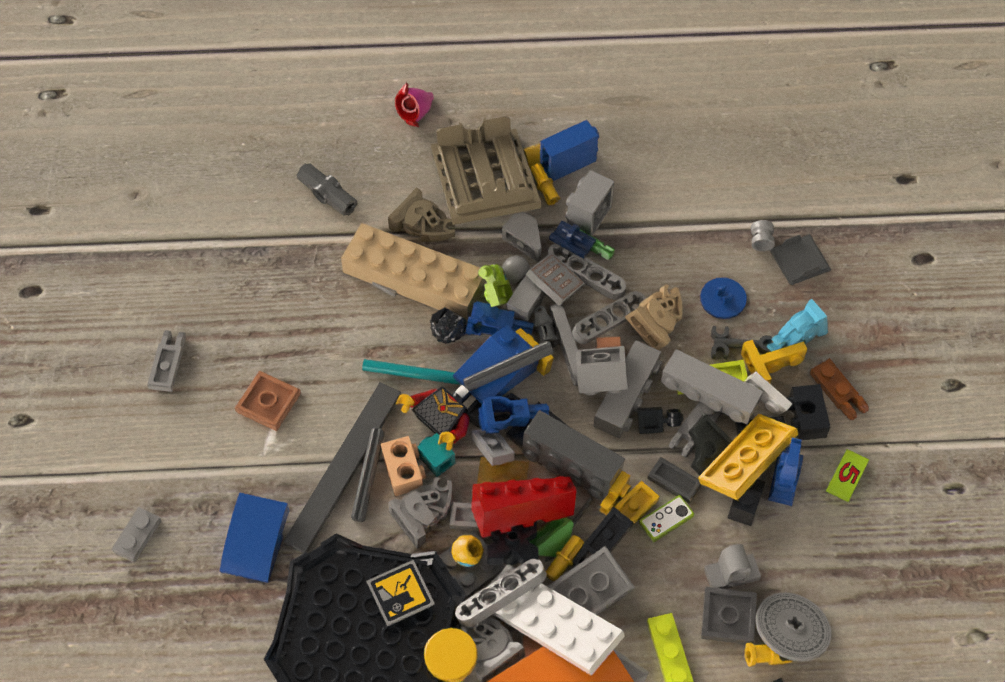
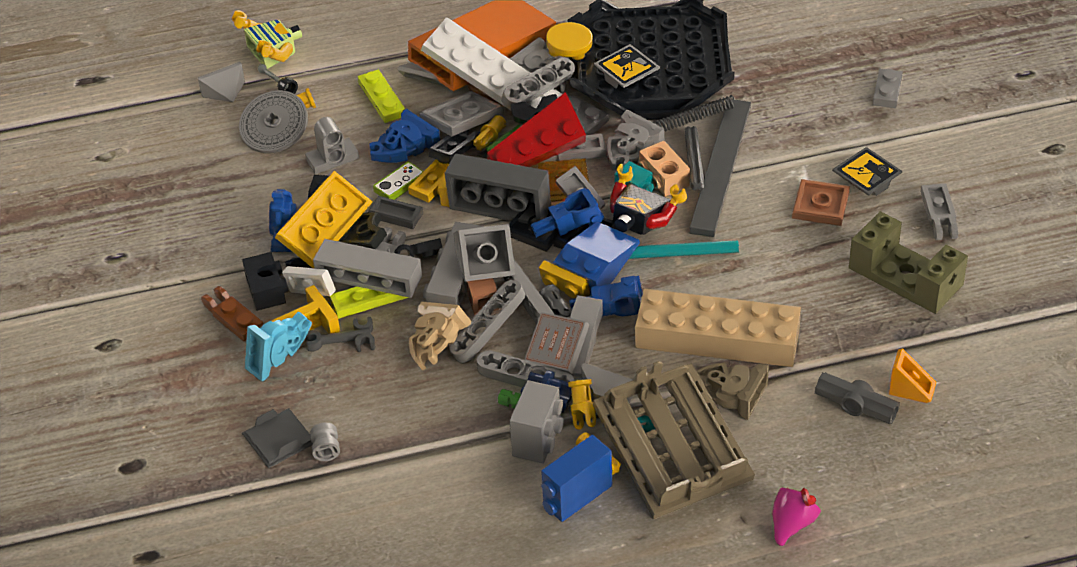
camera: 170 degrees right, 15 degrees down
(211, 417) = (867, 171): none -> piece
(212, 285) = (881, 258): none -> olive plate
(254, 537) = (778, 100): blue slope -> none
(279, 195) = (910, 379): none -> light orange slope
(316, 531) = (695, 113): none -> dark grey piece
(447, 326) = (661, 277): black piece -> none
(467, 550) = (581, 103): yellow piece -> none
(497, 288) = (618, 313): lime plate -> none
(508, 366) = (581, 236): dark grey axle -> none
(515, 269) = (605, 352): light grey piece -> none
(532, 154) = (622, 493): yellow slope -> none
(546, 219) = (582, 403): none -> yellow piece
(652, 568) = (404, 139): none -> blue piece
(723, 298) = (365, 380): blue piece -> none
(729, 615) = (342, 113): flat silver plate -> none
(847, 475) = (223, 244): lime tile -> none

